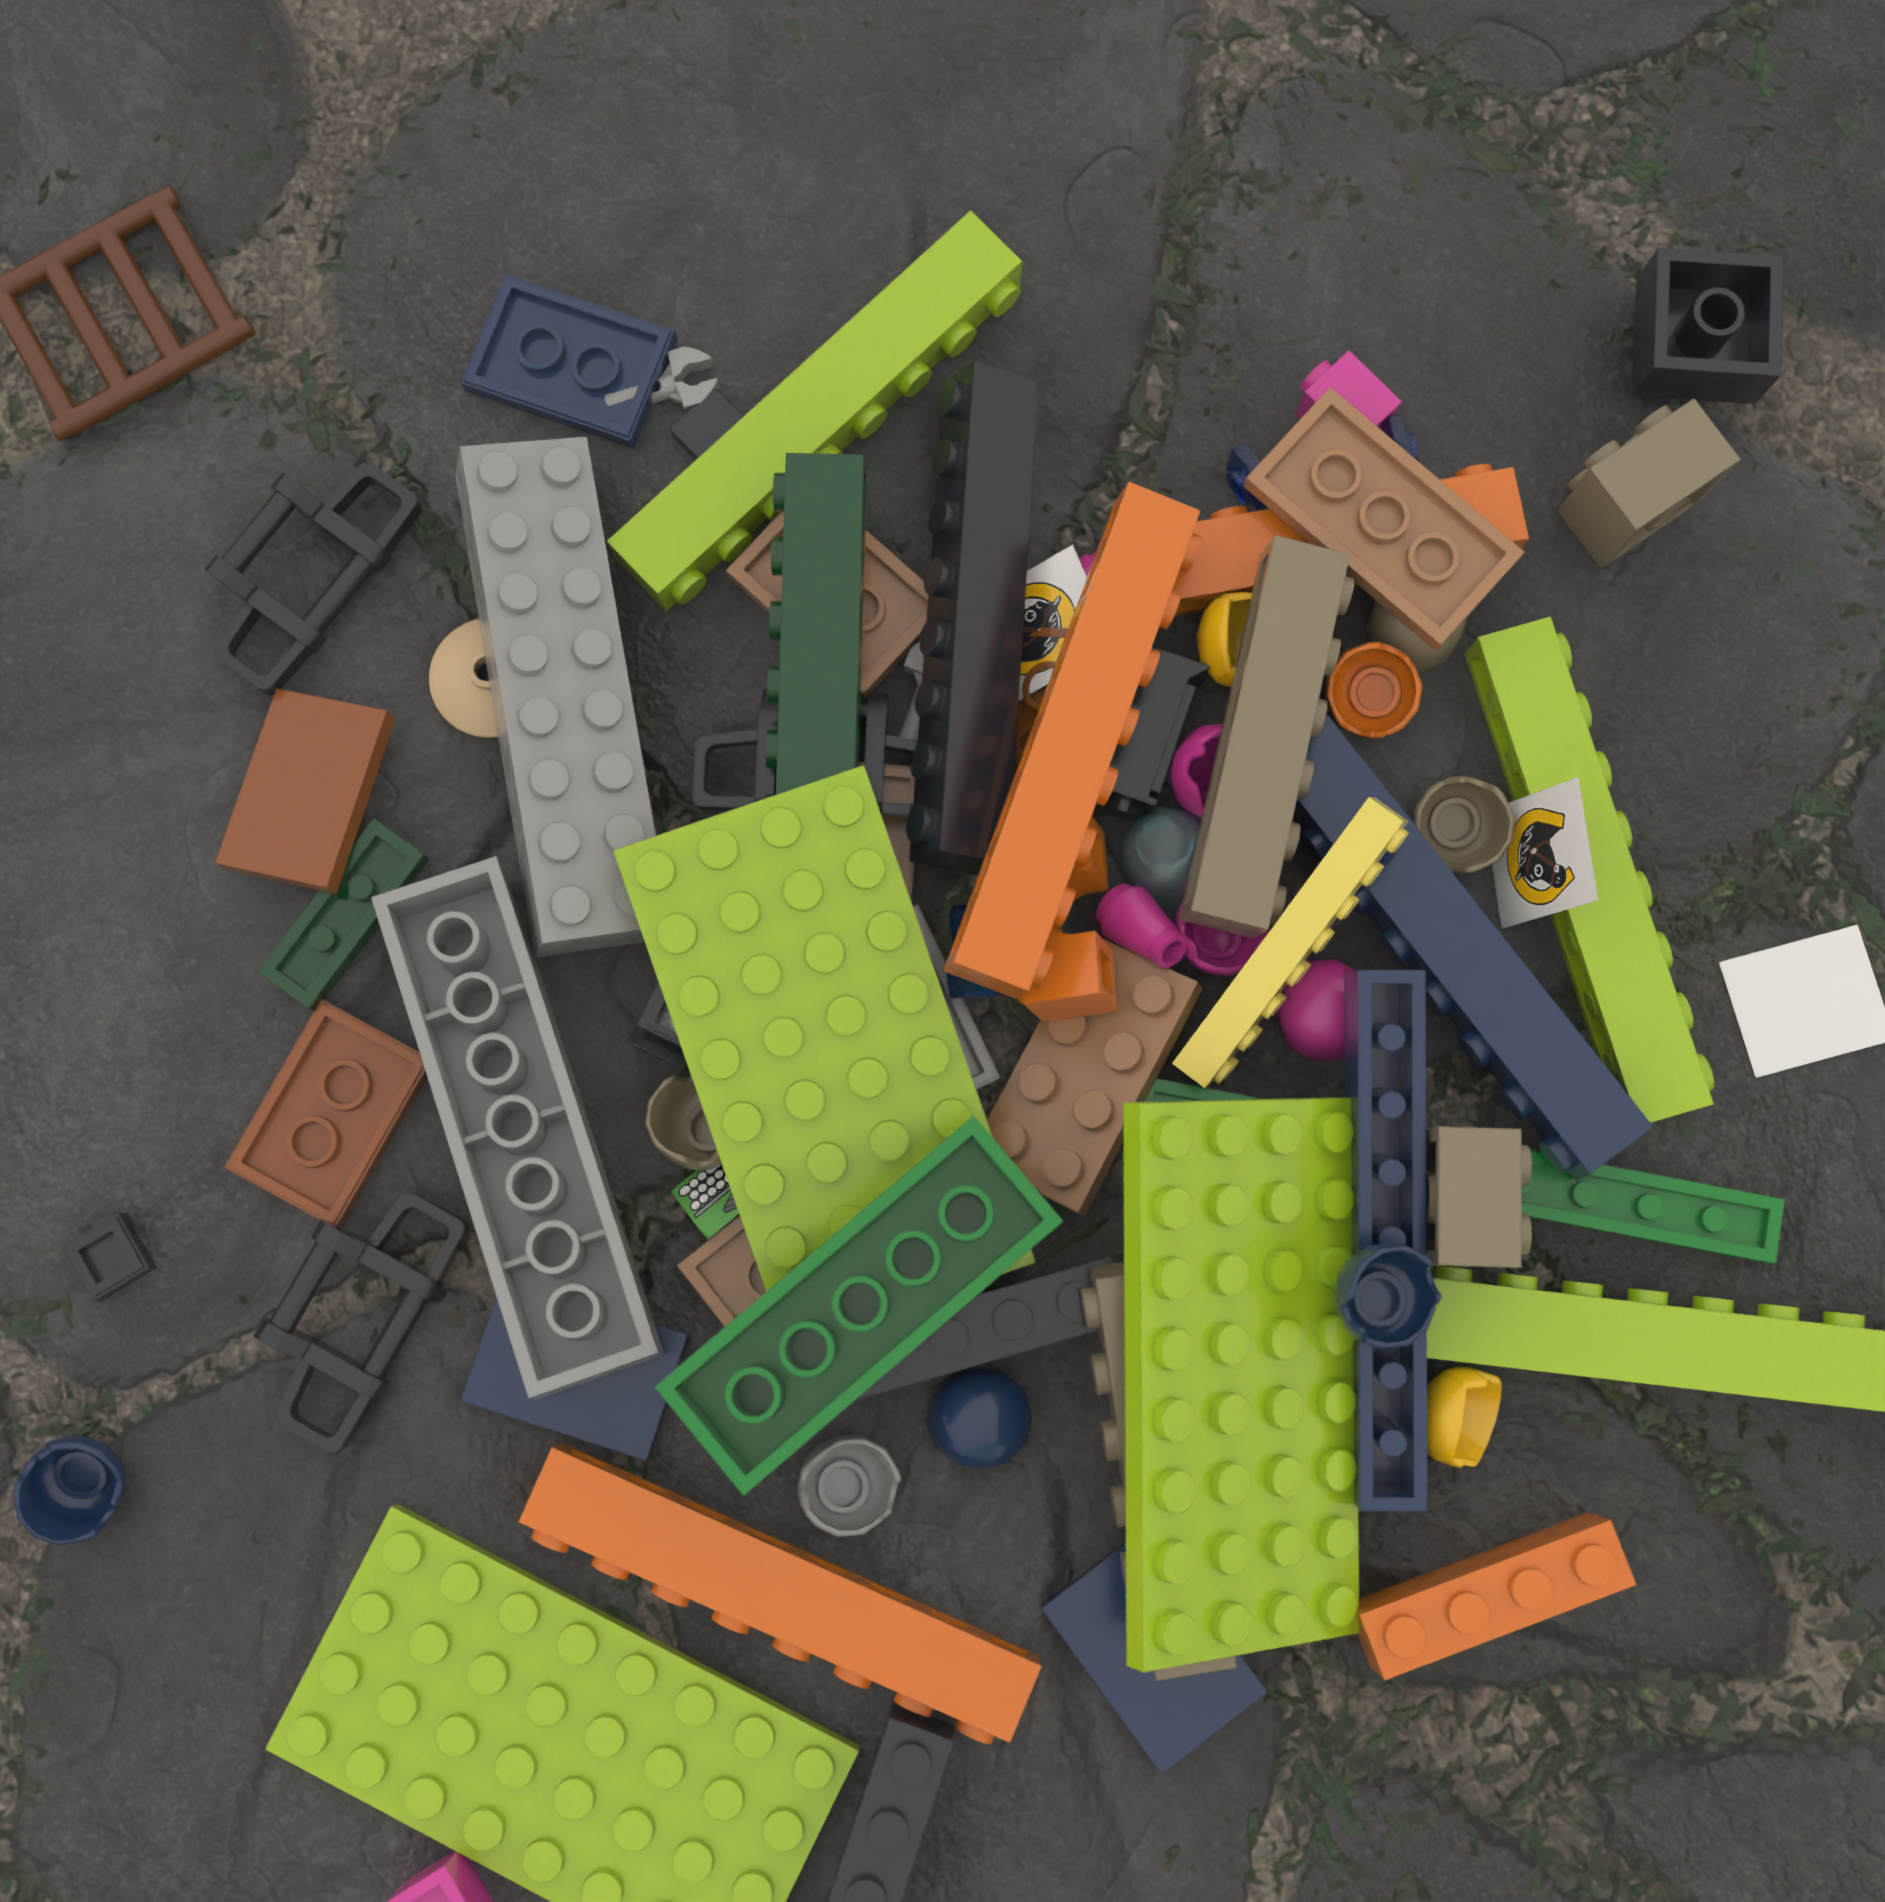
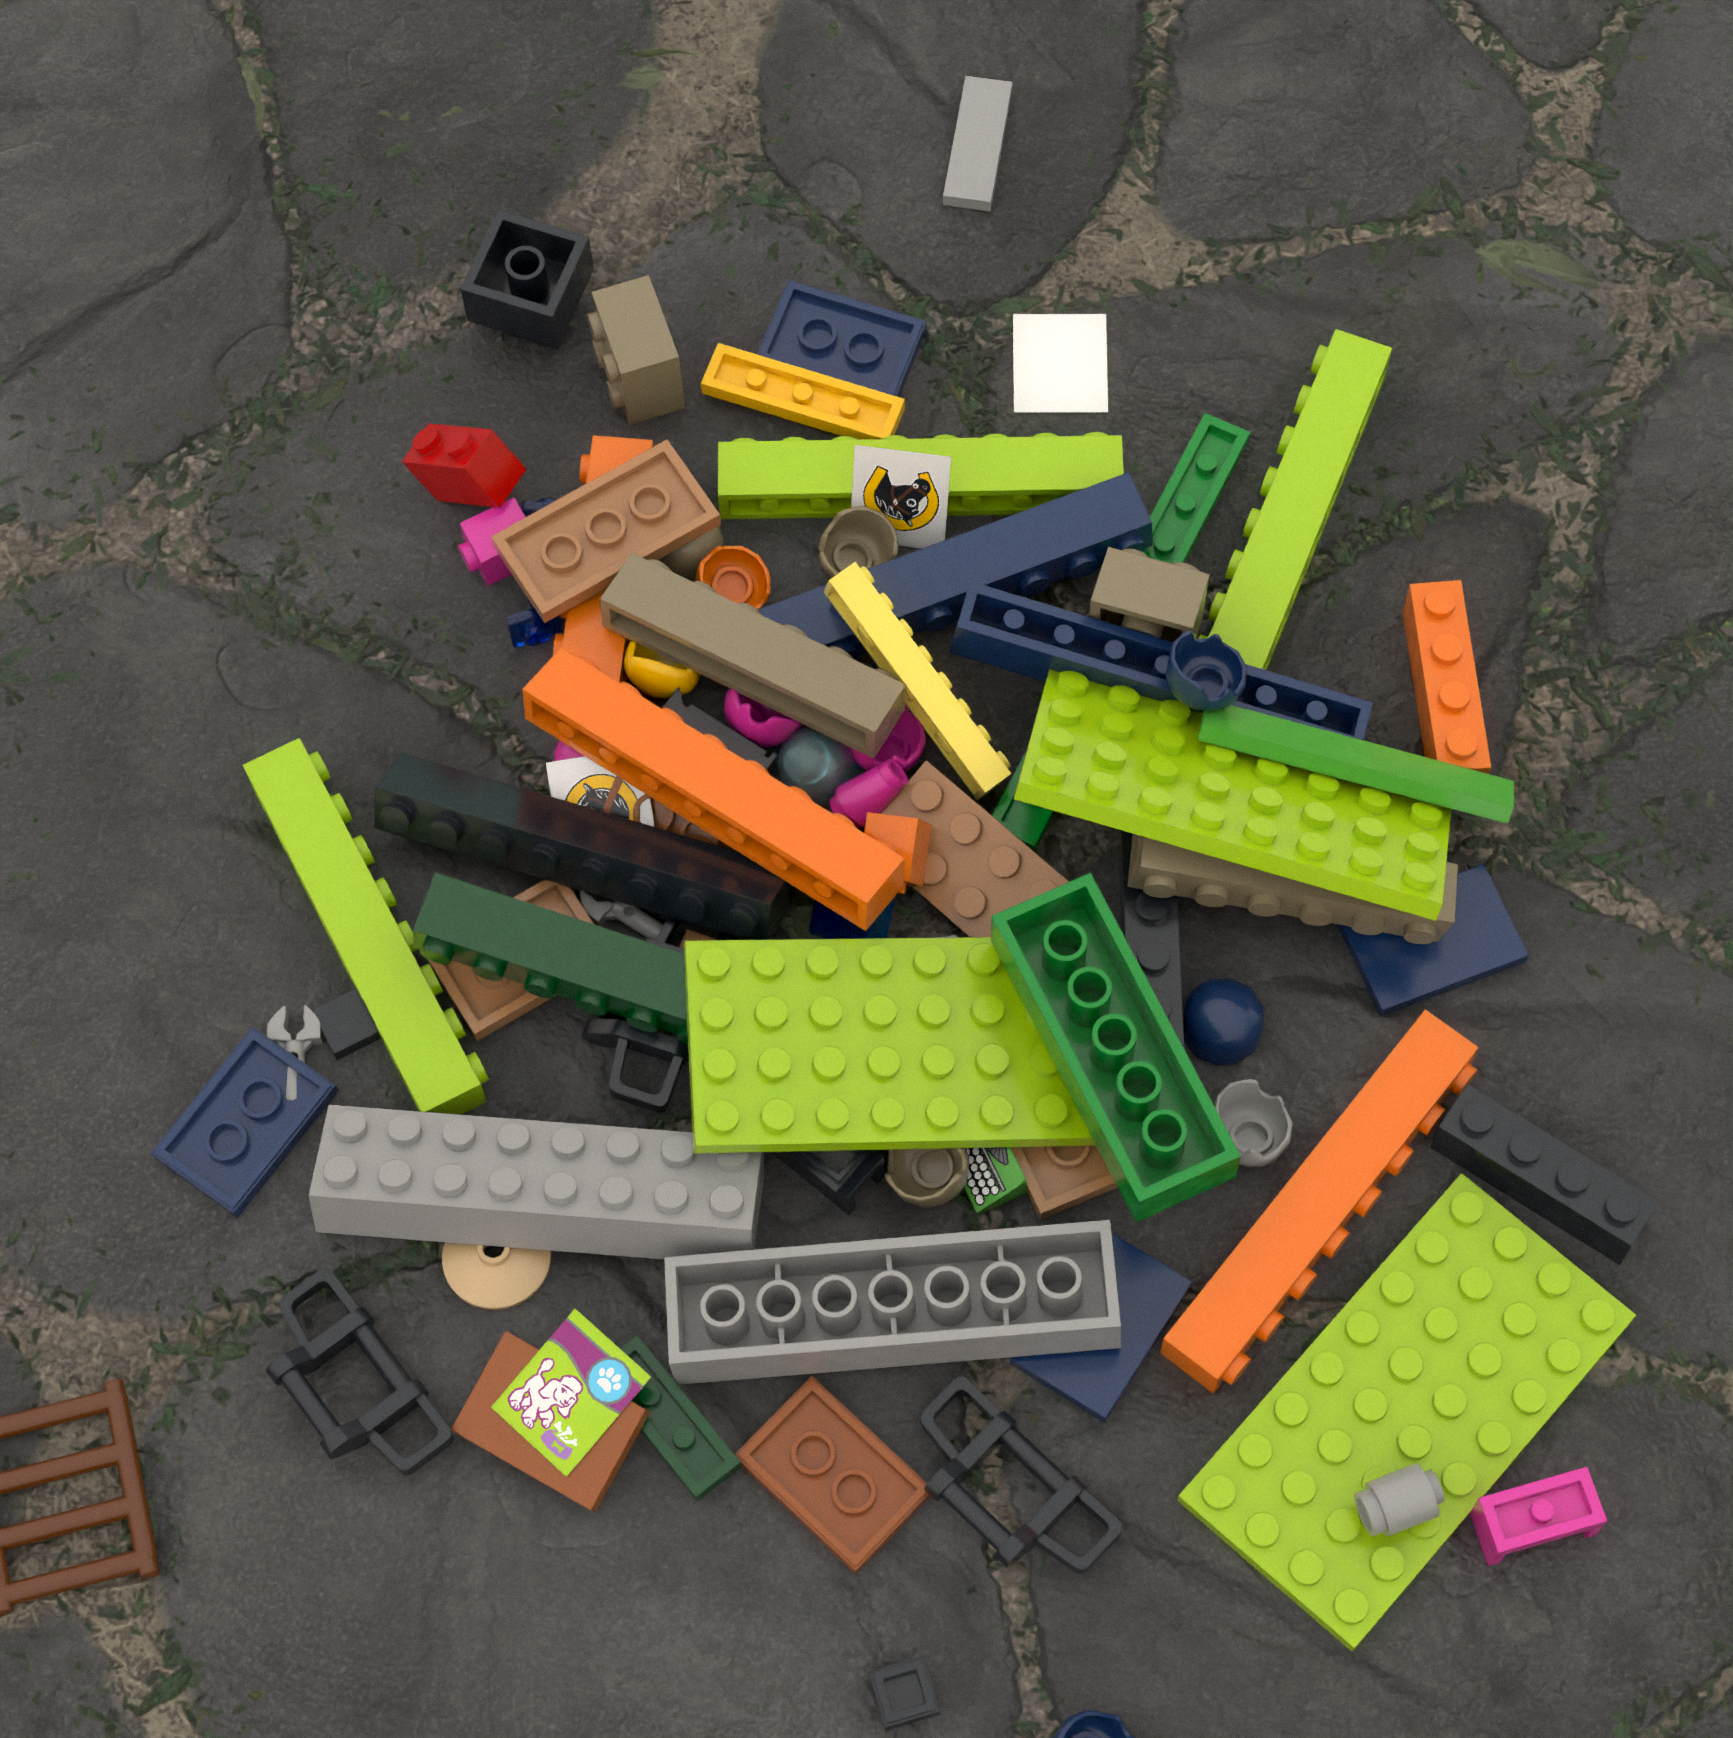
camera: 75 degrees left, 15 degrees down
(332, 802) = (570, 1392): none -> sticker
(423, 1770) = (1399, 1500): none -> light grey brick
(1315, 1012) = (980, 685): dark pink hair -> none
(1333, 1518) = (1359, 761): none -> bright green tile
(1426, 330) = (464, 465): none -> red brick
(1461, 1415) = (1304, 664): yellow hair -> none
(1655, 700) = (801, 395): none -> yellow plate
(1745, 727) = (843, 338): none -> dark blue tile

